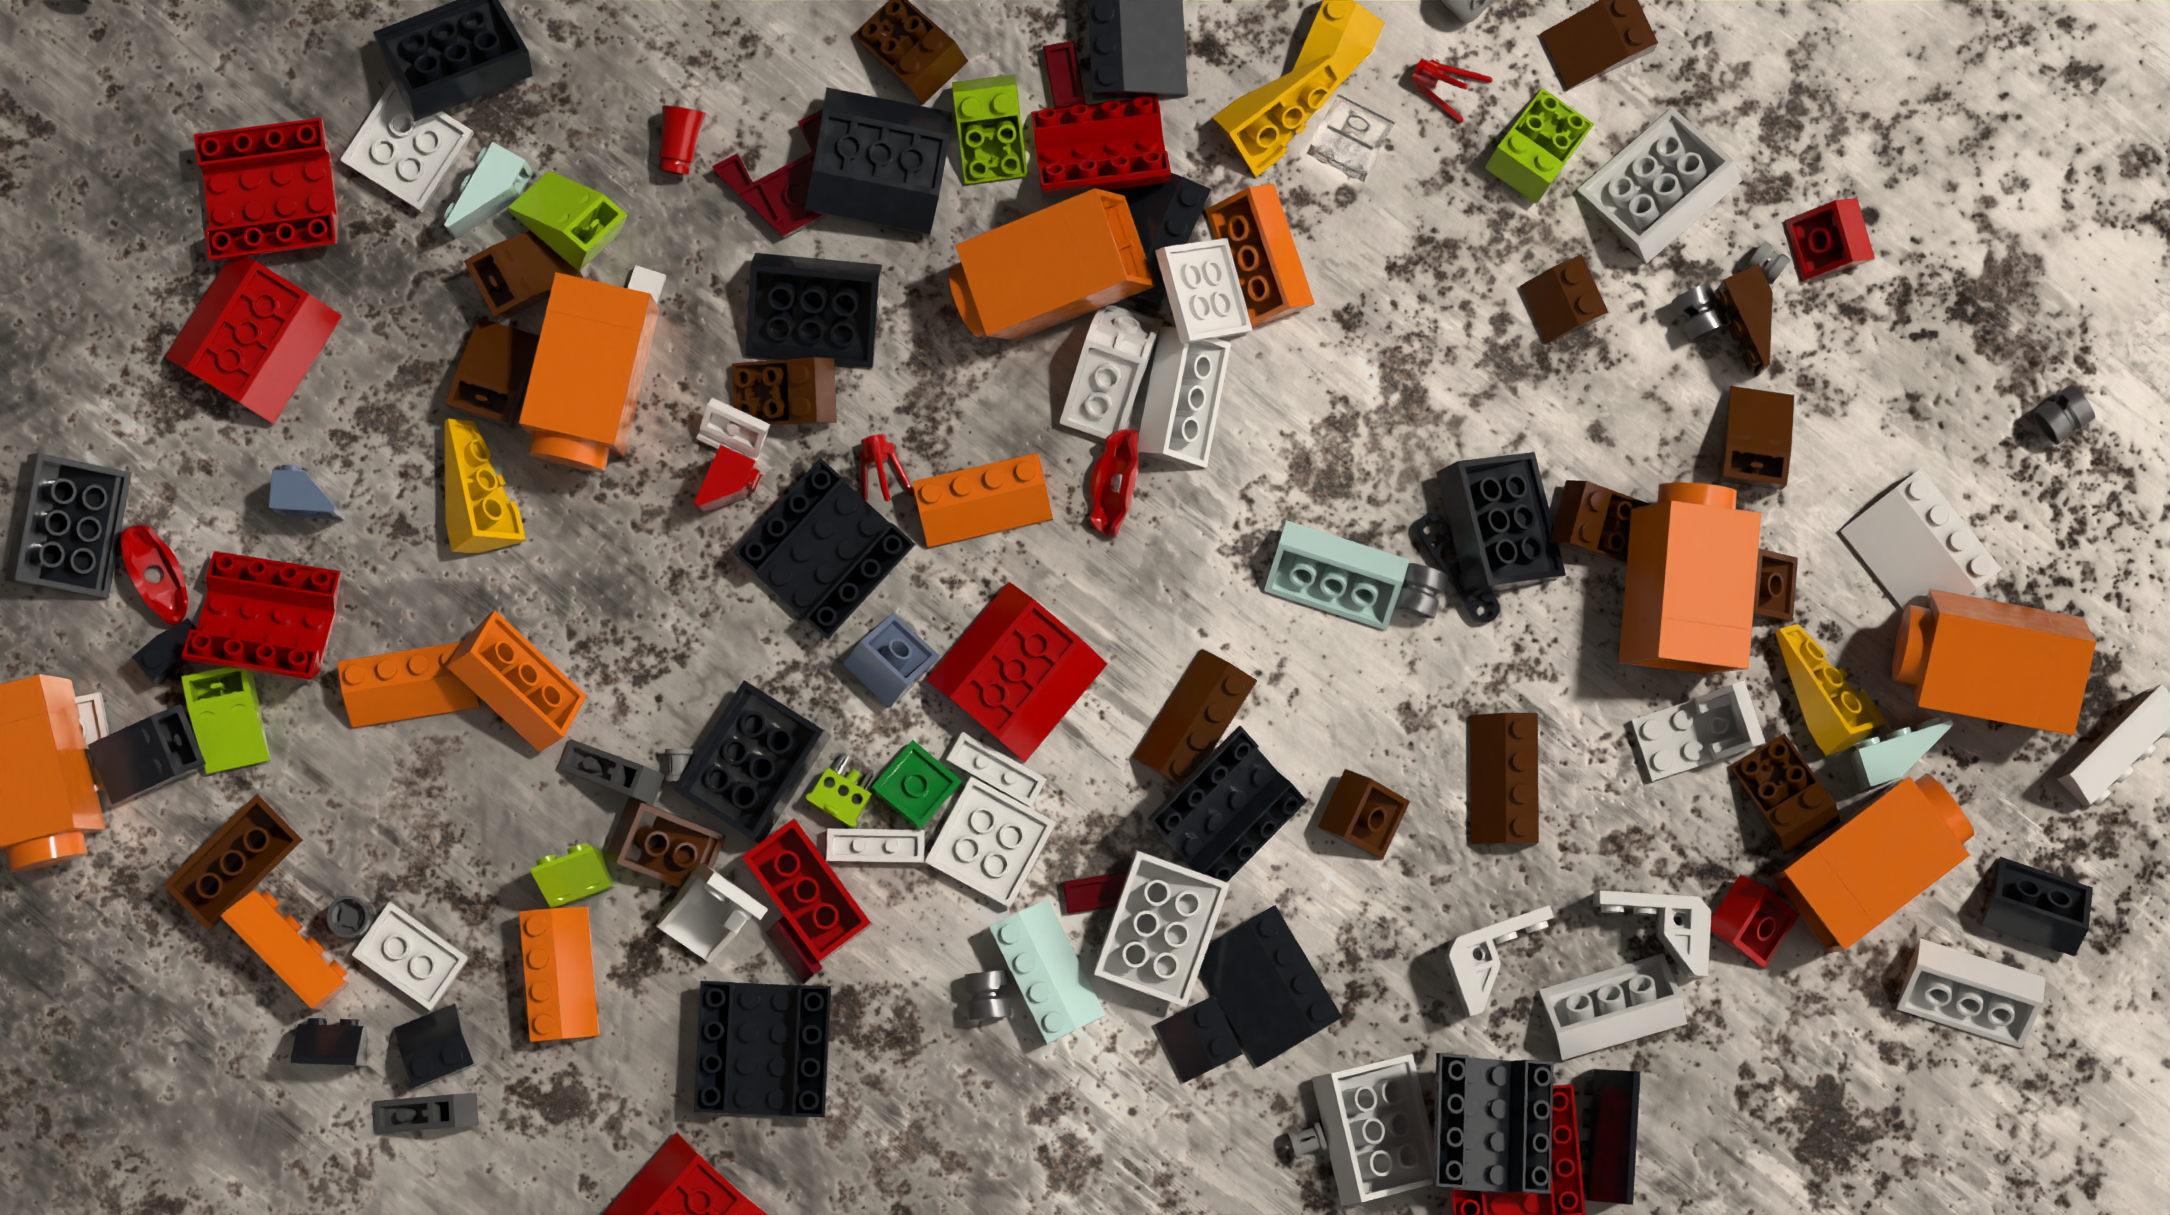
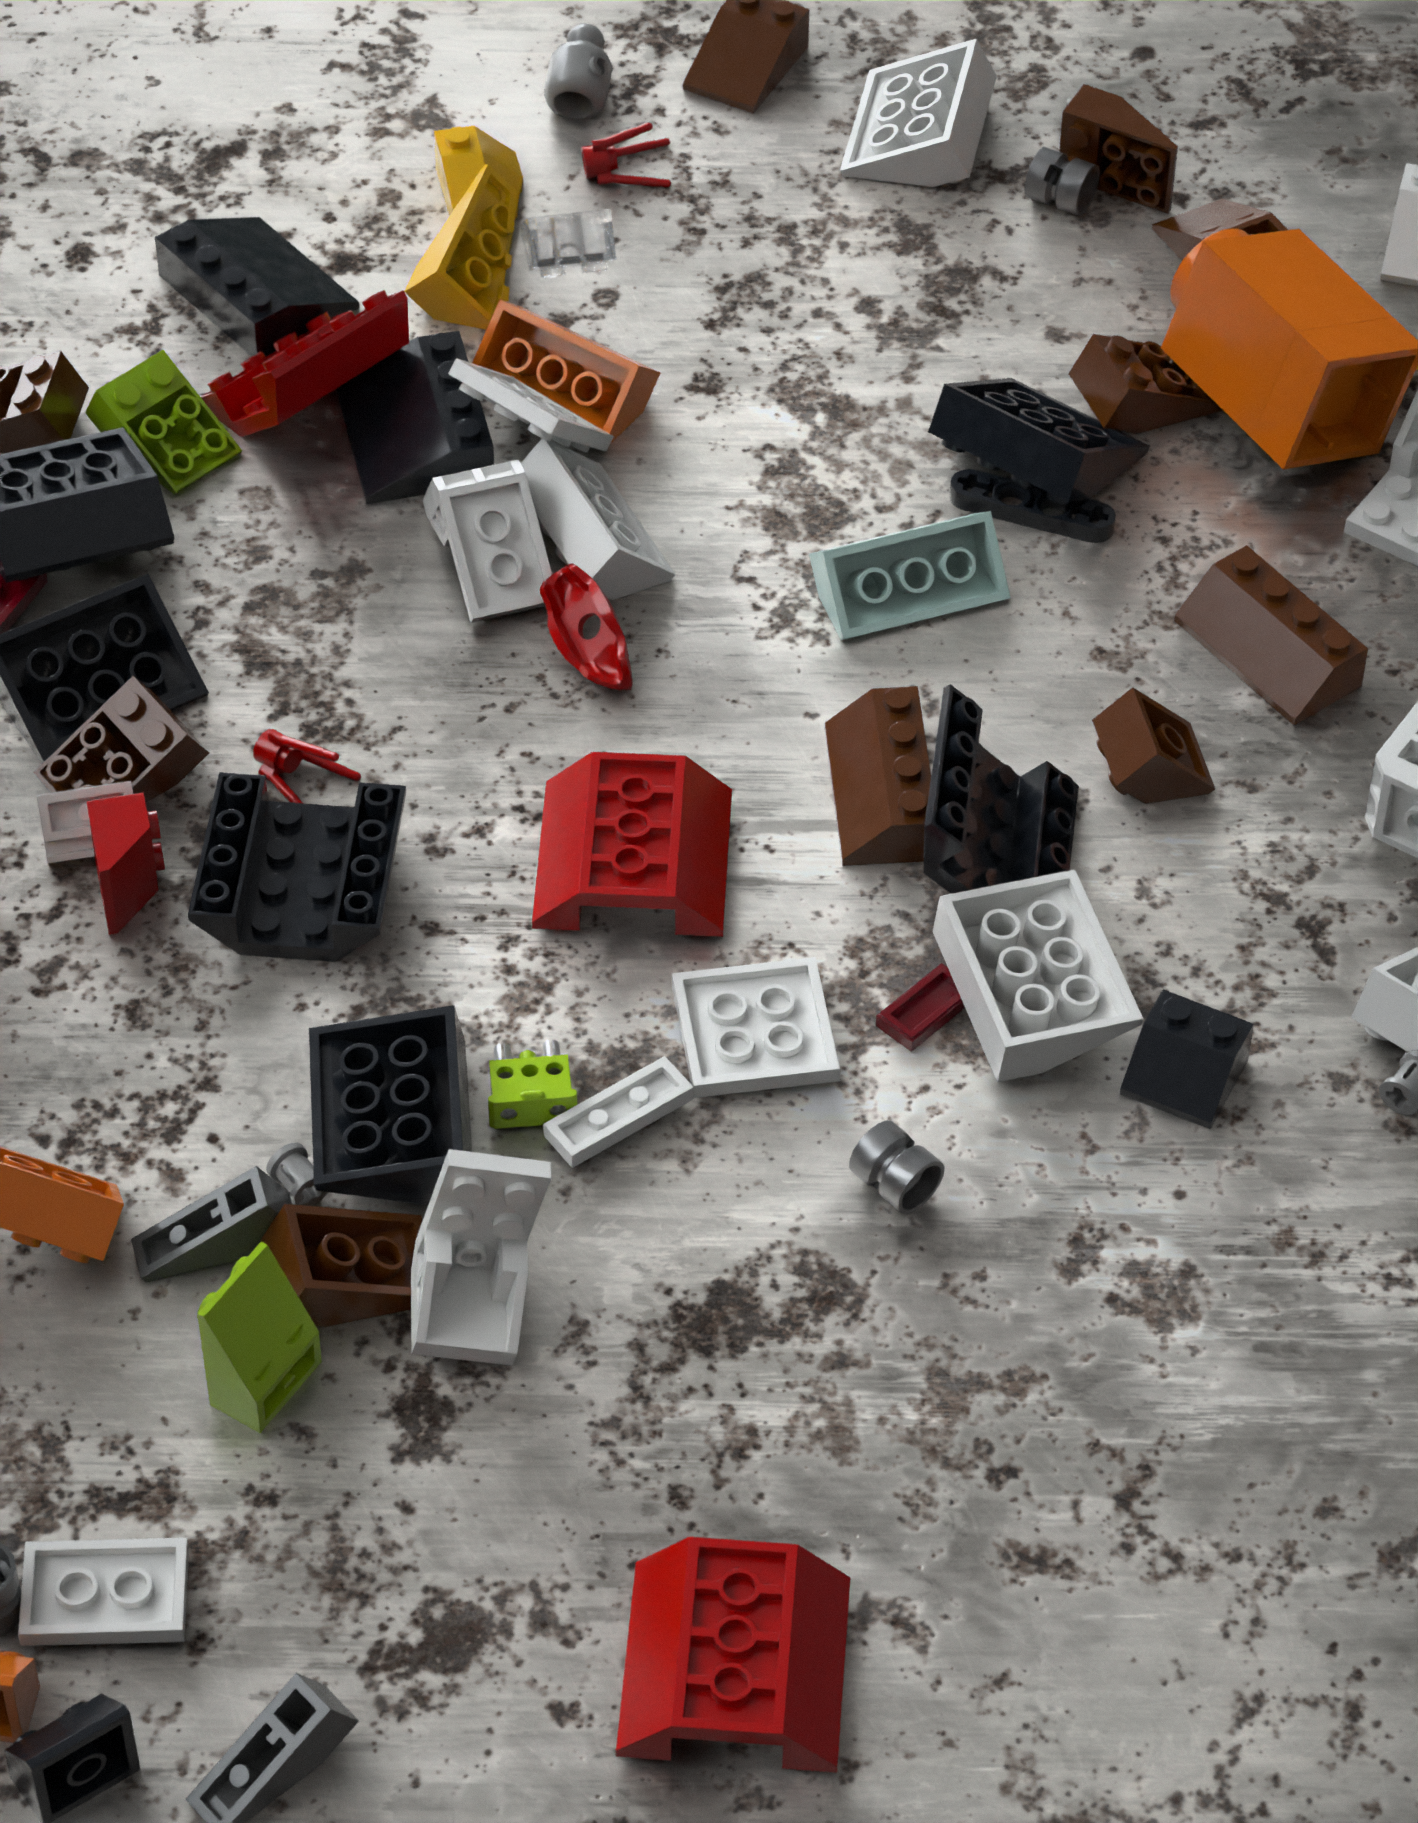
camera: 40 degrees left, 35 degrees down
(435, 1046) = (227, 1672): black slope -> none
(559, 973) = (322, 1488): orange slope -> none
(762, 1049) = (677, 1392): black slope -> none
(794, 950) = (613, 1271): dark red tile -> none
(807, 890) = (602, 1193): red brick -> none
(891, 660) = (471, 929): sand blue slope -> none
(916, 785) = (614, 1020): green plate -> none
(982, 500) = (446, 723): orange slope -> none
(996, 769) = (655, 957): white plate -> none
(1047, 971) = (942, 1113): light aqua slope -> none
(1049, 267) = (342, 450): orange container -> none
(1064, 74) = (204, 351): dark red tile -> none
(1267, 986) = (1219, 953): black slope -> none
(1421, 590) = (1019, 532): flat silver wheel -> none
(1539, 145) = (769, 155): lime slope -> none
(1564, 299) = (917, 241): reddish brown slope -> none
(1830, 239) = (1129, 67): red slope -> none

